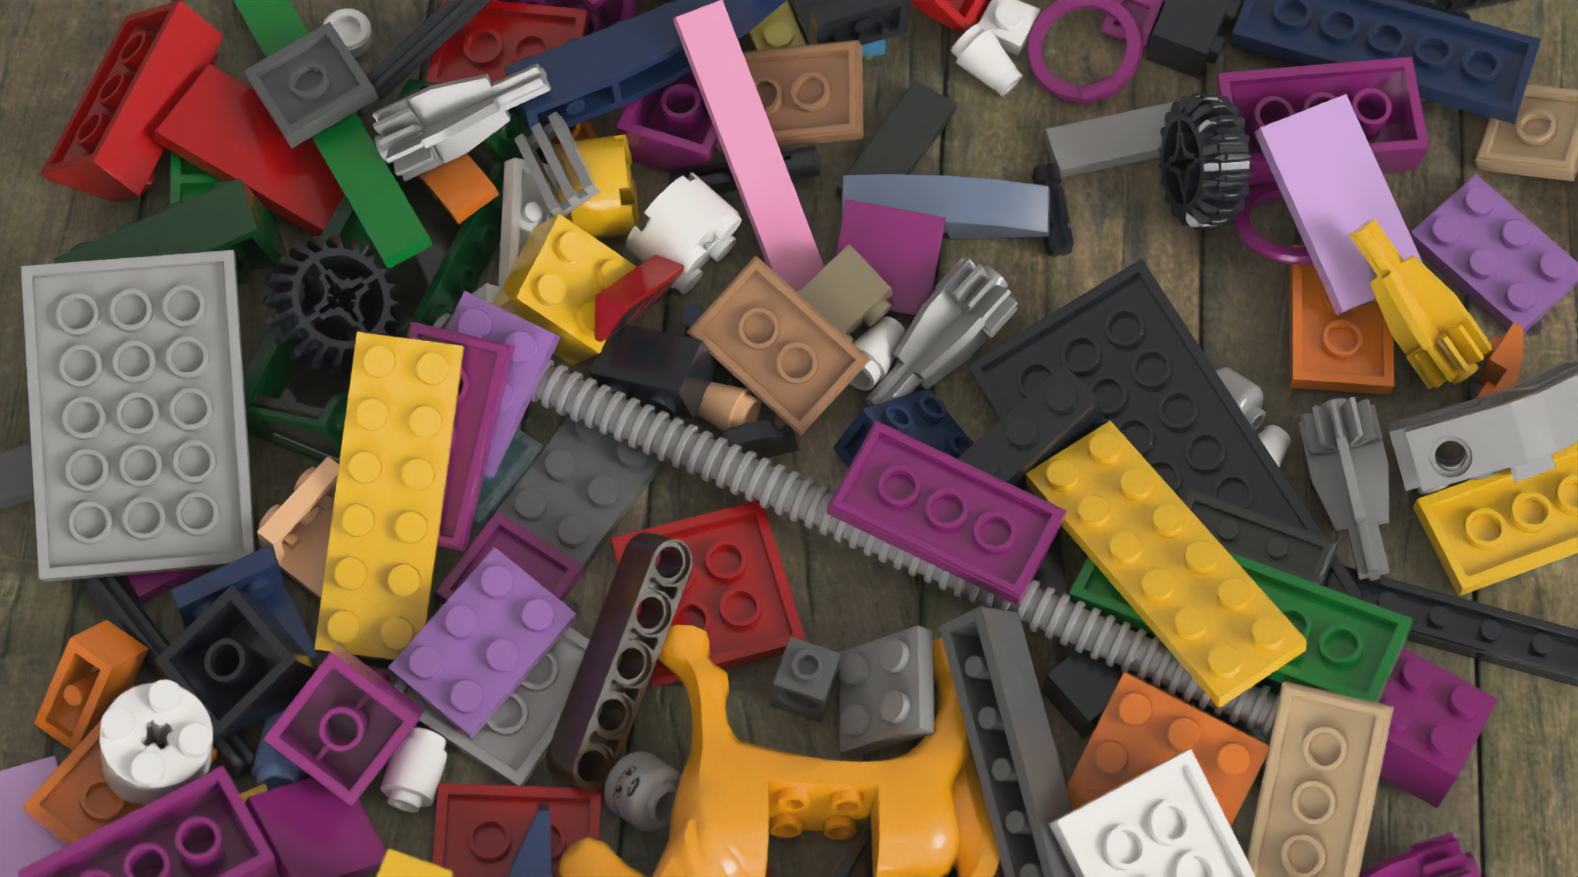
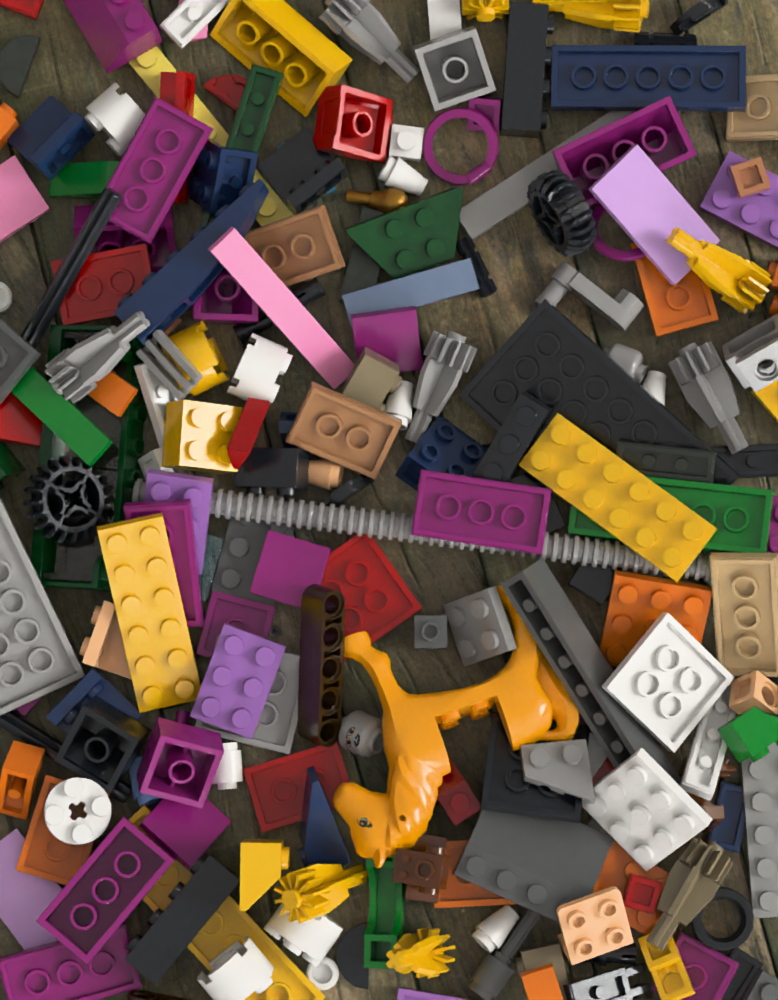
camera: 20 degrees left, 20 degrees up
(618, 504) = (288, 568): none -> magenta tile
(956, 83) = (382, 200): none -> pearl gold piece
(974, 128) = (413, 234): none -> dark green wing
(1238, 328) = (617, 311): none -> light grey beam
(1497, 211) = (749, 177): none -> nougat tile

